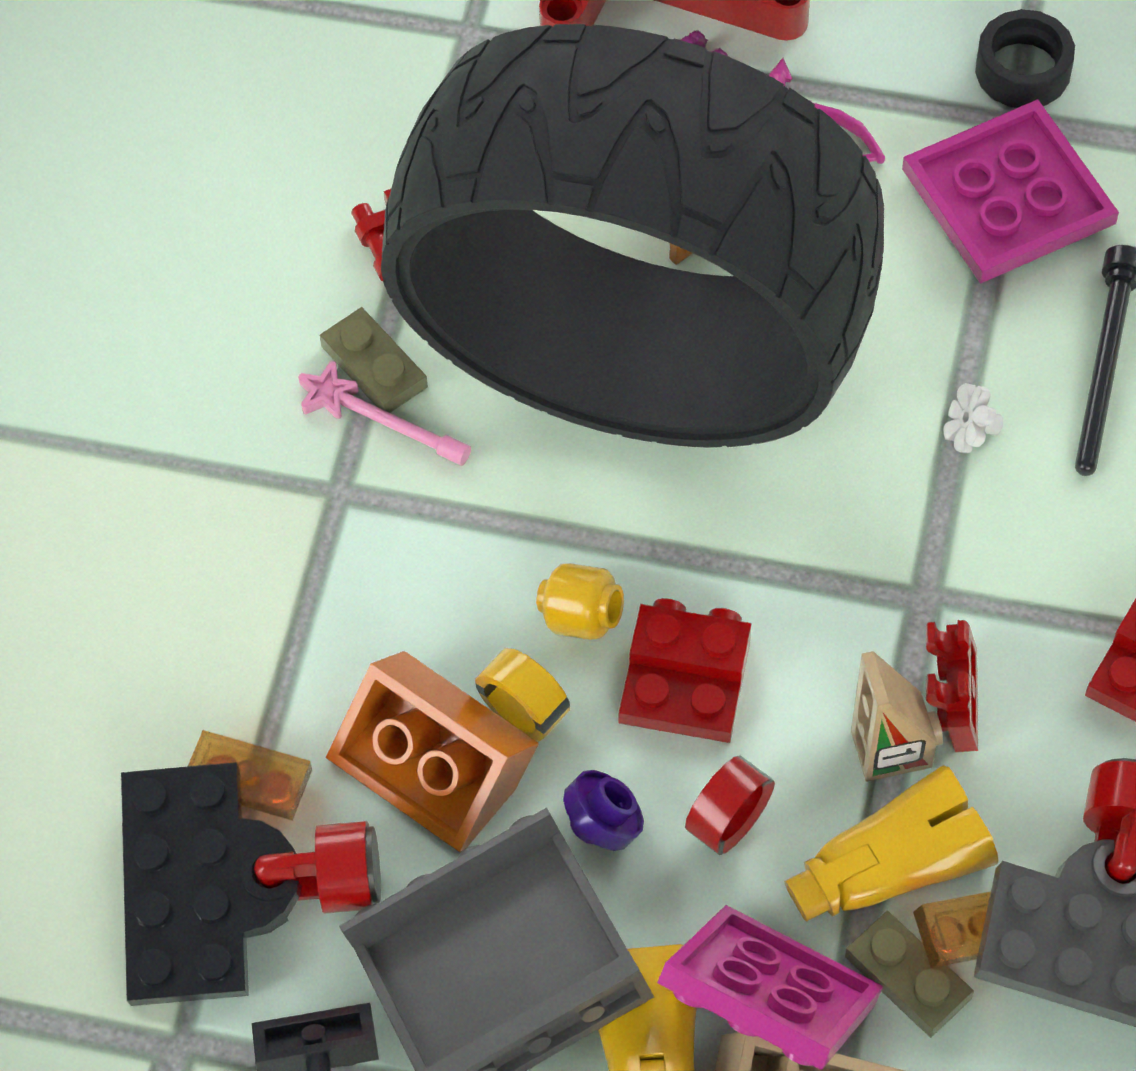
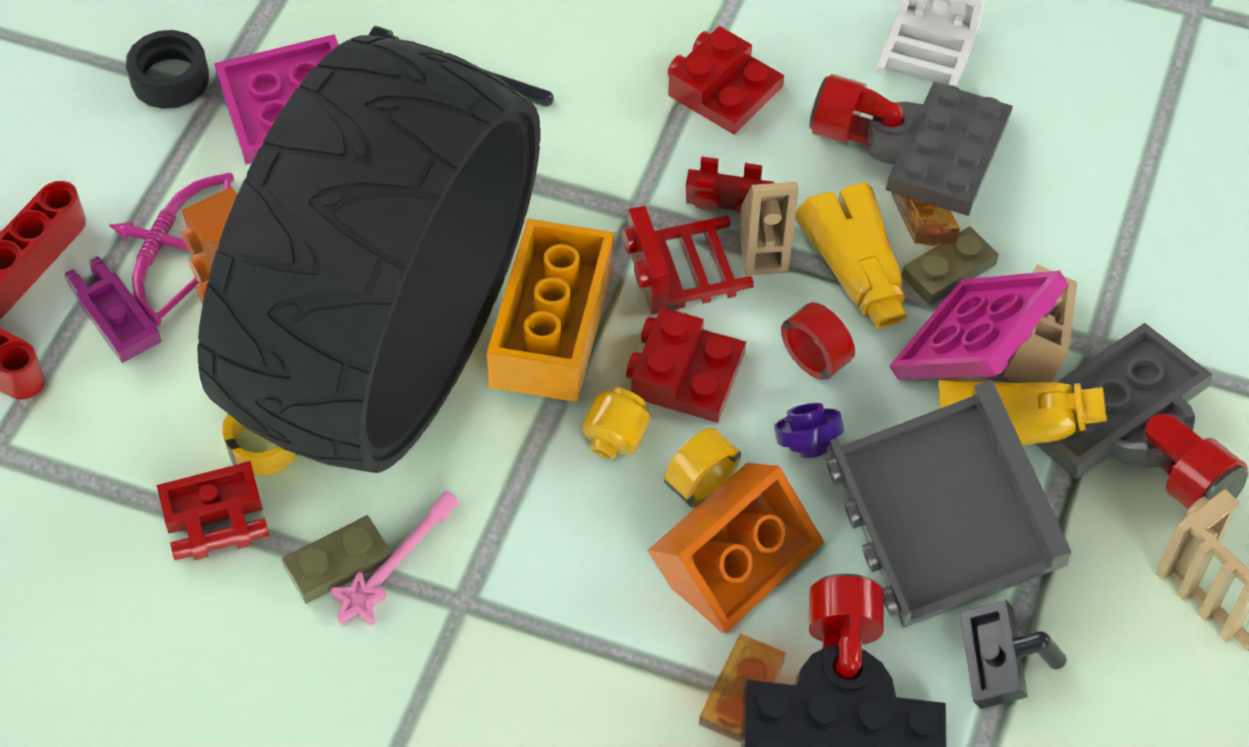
camera: 85 degrees left, 5 degrees down
(729, 507) = (551, 310): none -> light orange brick
(827, 615) = (656, 269): none -> red plate

